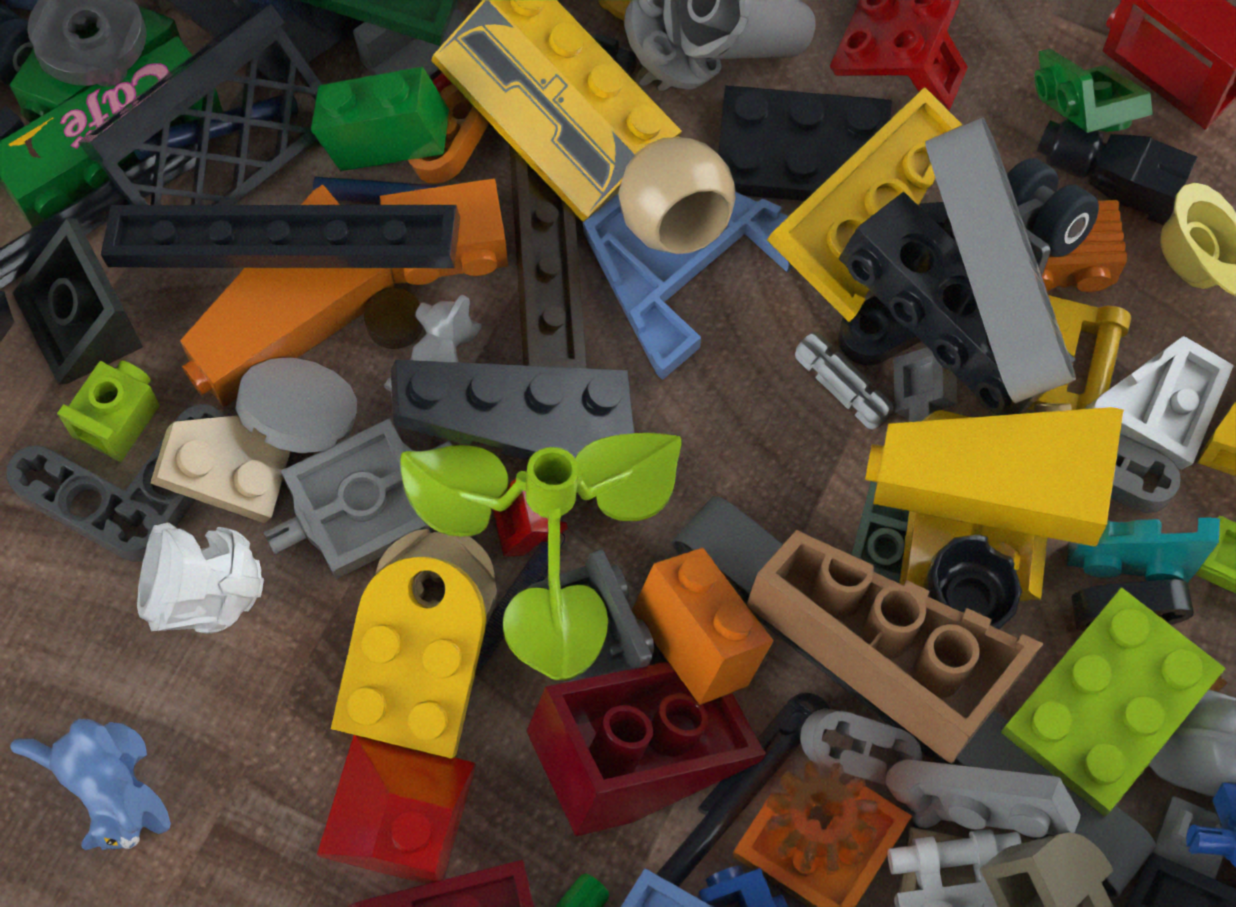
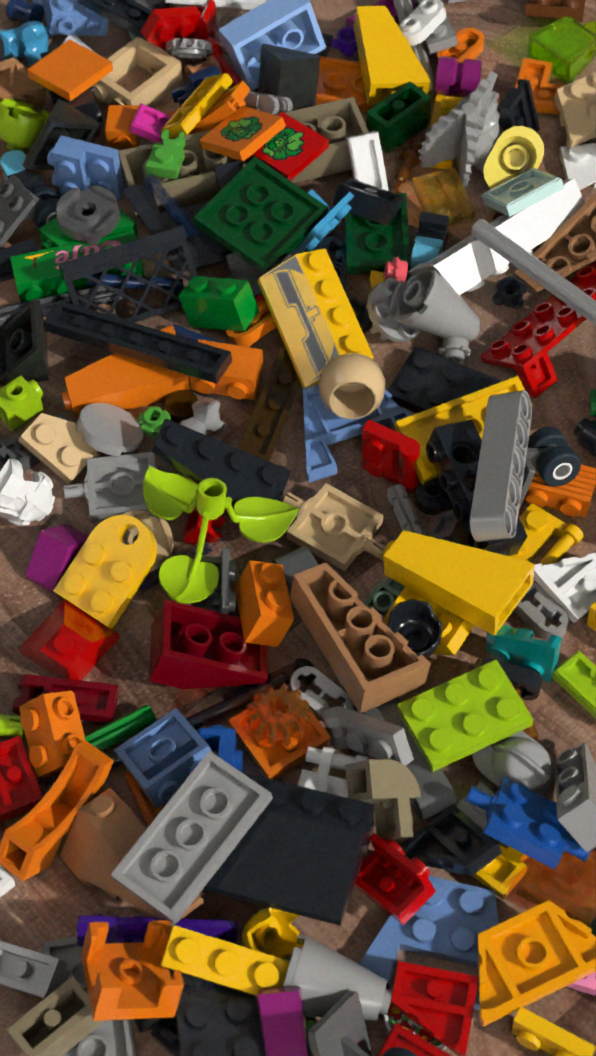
camera: 25 degrees right, 10 degrees down
(308, 661) = (54, 554): none -> magenta slope
(367, 373) = (149, 427): none -> bright green plate
(744, 442) = (335, 526): none -> tan plate
(768, 288) = (382, 451): none -> red plate
(789, 70) = (455, 349): none -> light grey plate

